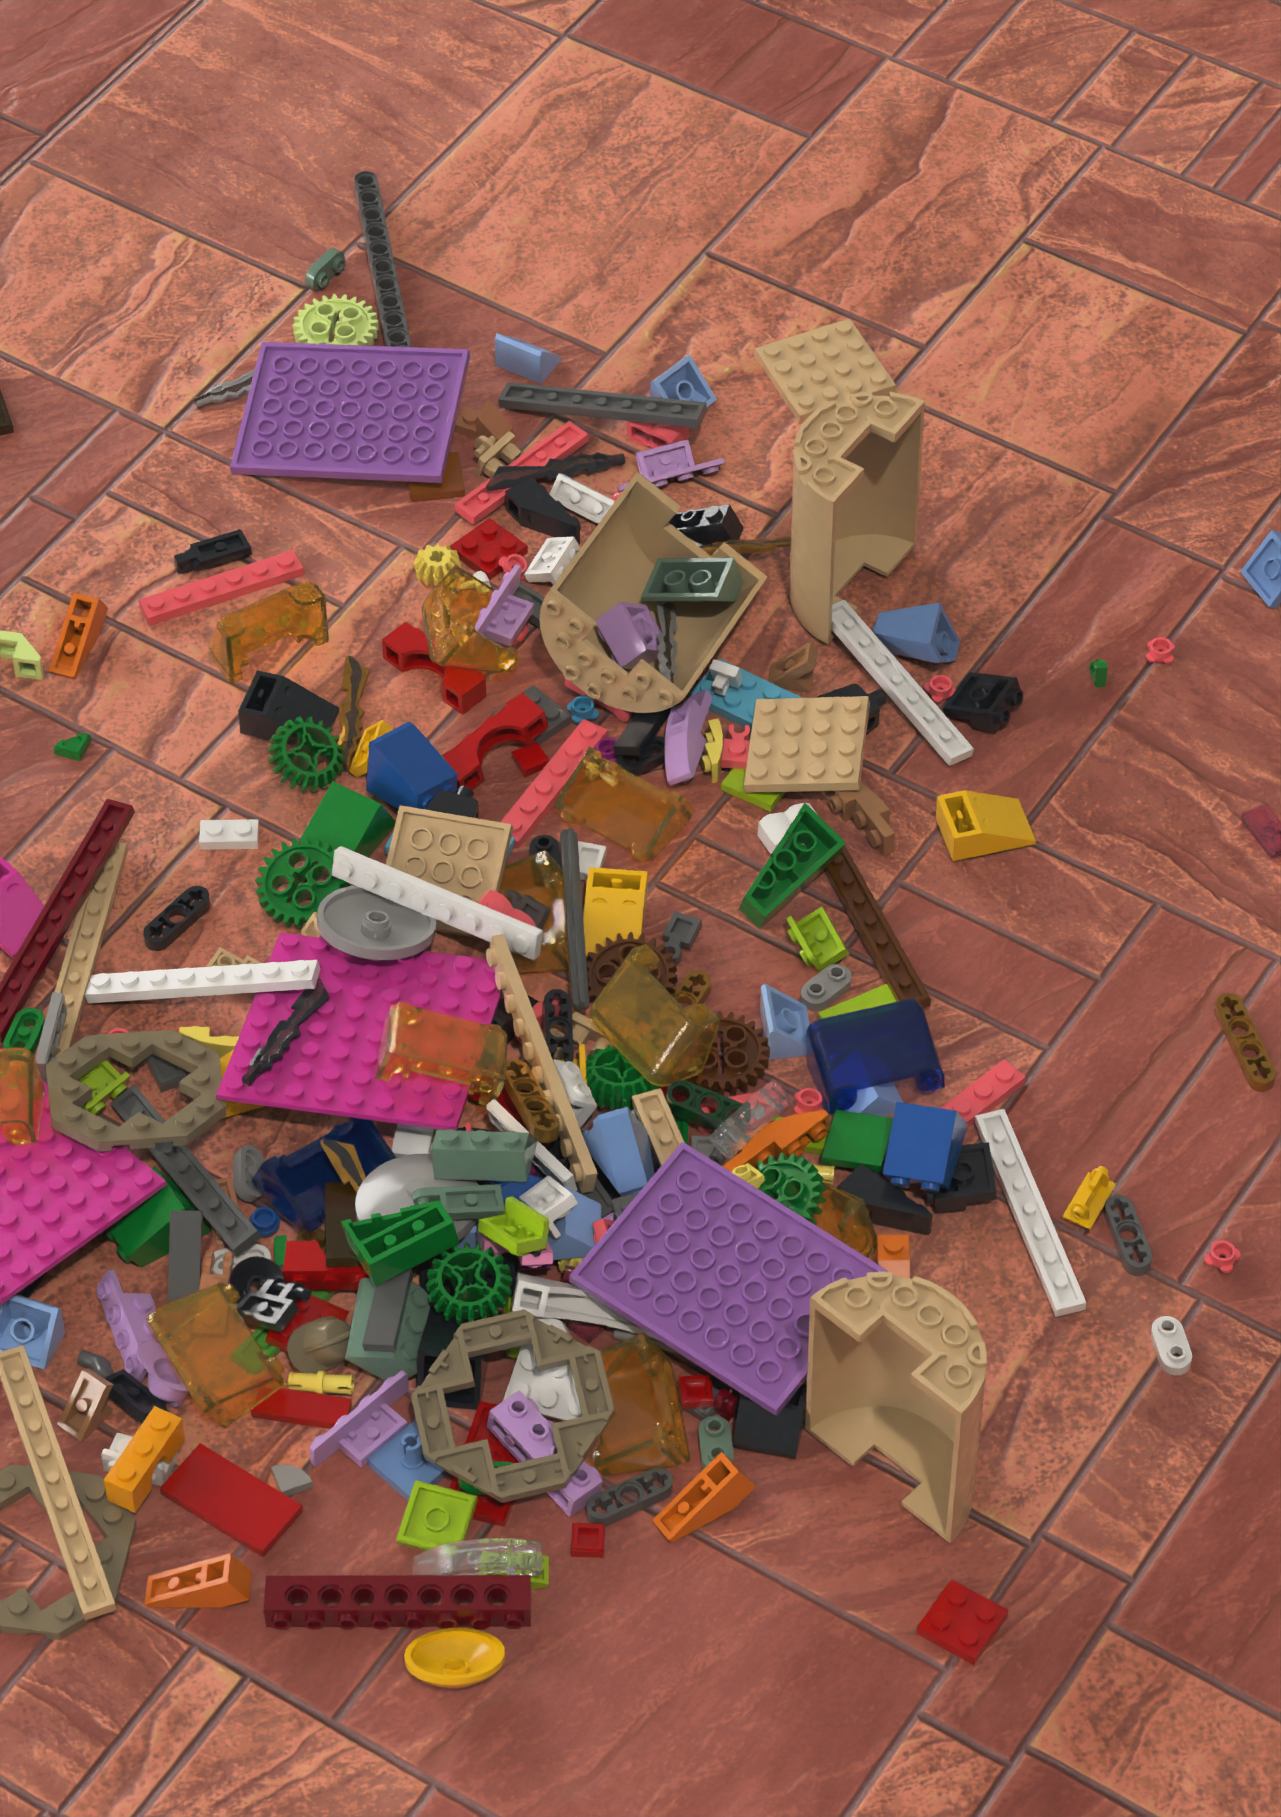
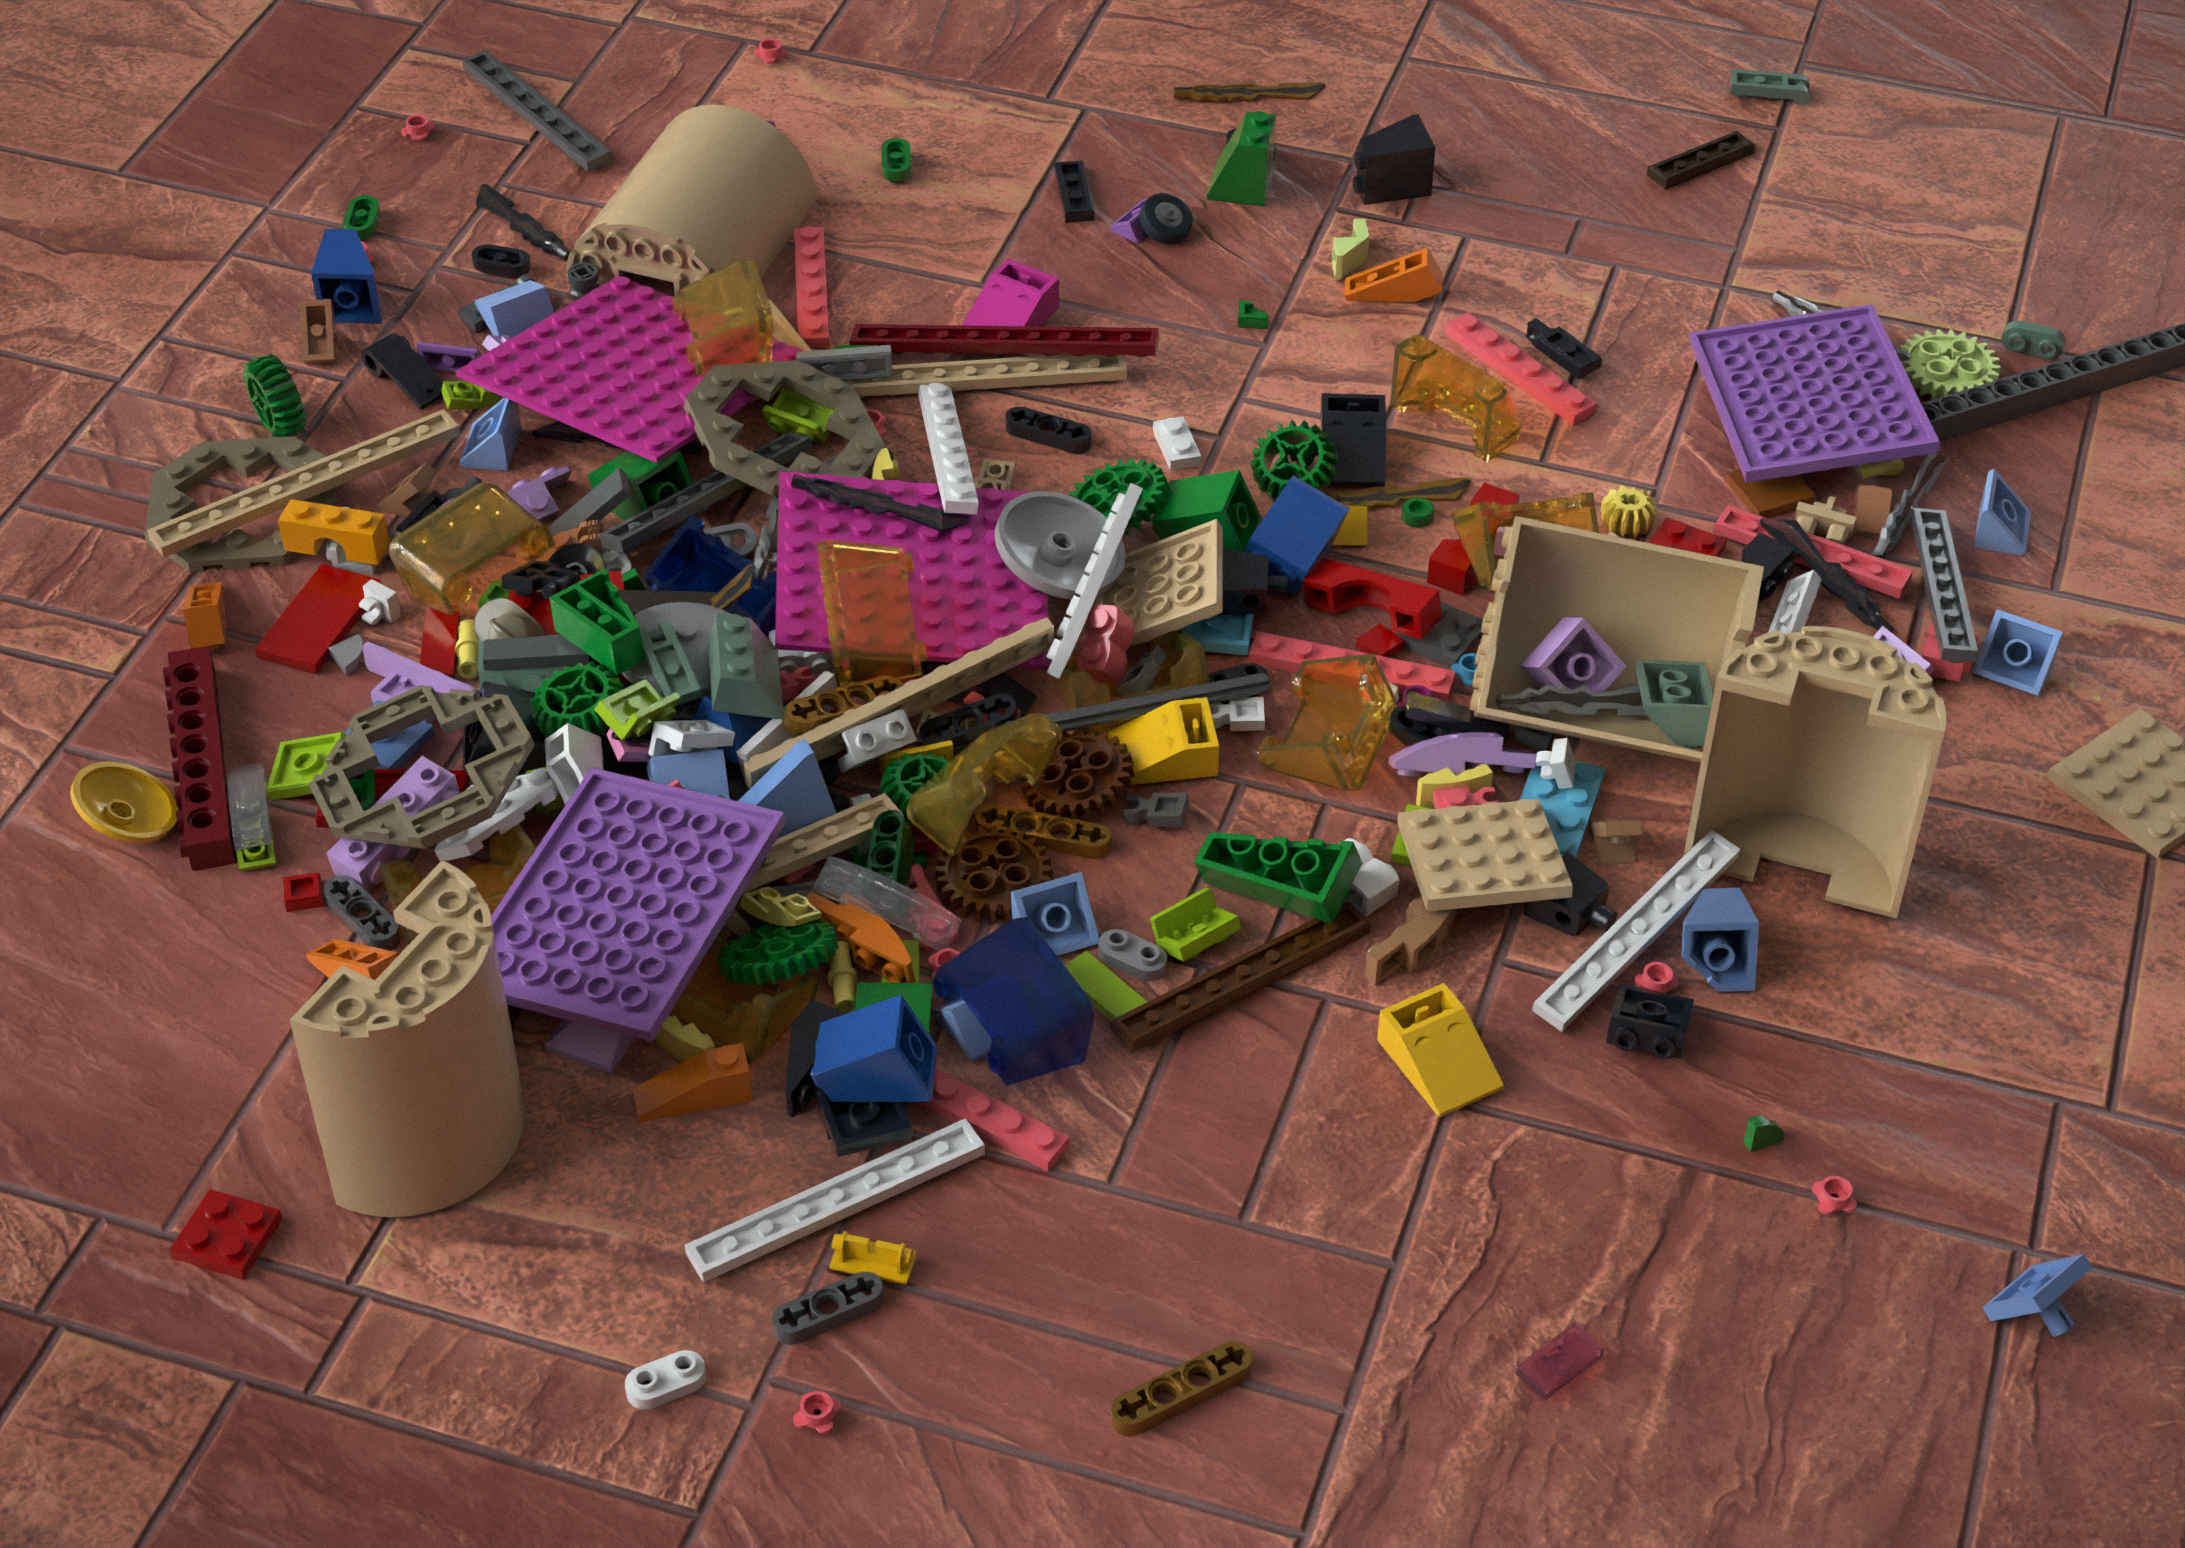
camera: 75 degrees right, 5 degrees down
(237, 1444) = (380, 603): none -> white tile
(269, 1131) = (767, 551): none -> light grey sword
(380, 698) = (1417, 512): none -> green tile
(527, 430) = (1902, 512): none -> light grey sword

